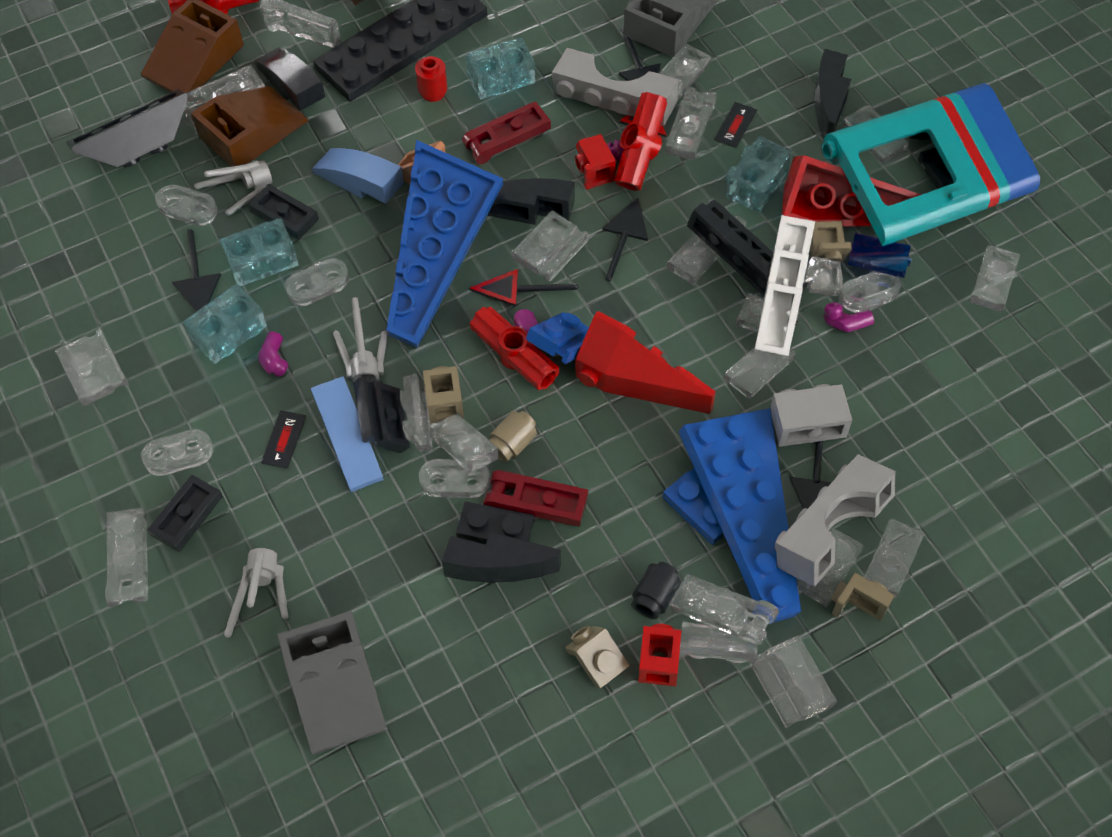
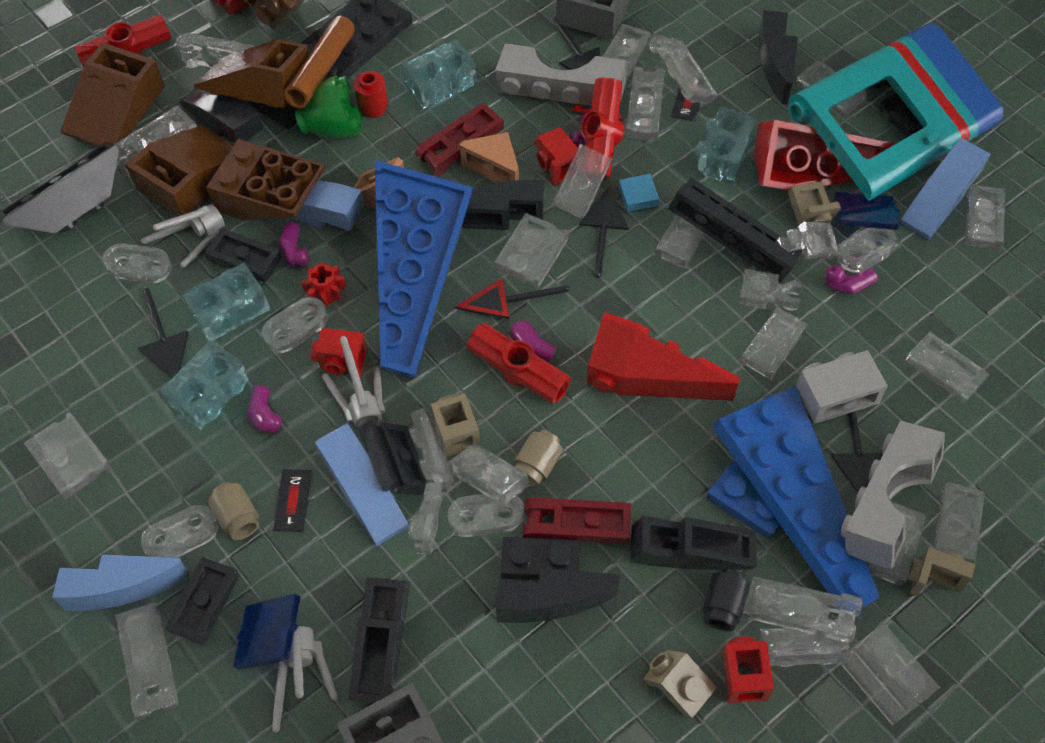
camera: 10 degrees left, 0 degrees up
(113, 484) = (116, 581): none -> medium blue slope
(228, 439) = (234, 510): none -> dark tan brick
(235, 548) = (267, 632): none -> clear blue piece
(312, 147) = (262, 182): none -> reddish brown slope
(327, 204) = (288, 243): none -> magenta arm
(331, 45) = (256, 73): none -> reddish brown slope
(334, 569) = (378, 639): none -> black slope
(340, 312) = (329, 351): none -> red brick
(351, 248) = (324, 283): none -> red gear
(387, 41) = (319, 62): none -> dark orange piece
(390, 89) = (331, 111): none -> green piece
(397, 479) = (424, 527): none -> clear plate
(530, 153) = (490, 157): none -> nougat slope
(559, 335) = (566, 343): blue plate -> none
(611, 188) = (582, 181): none -> clear plate
(637, 536) = (692, 544): none -> black slope
(665, 207) = (638, 192): none -> dark azure tile
(735, 95) = (684, 69): none -> clear plate
(784, 285) = (786, 256): white slope -> none
(920, 413) = (947, 367): none -> clear plate
(961, 245) = (945, 188): none -> medium blue slope

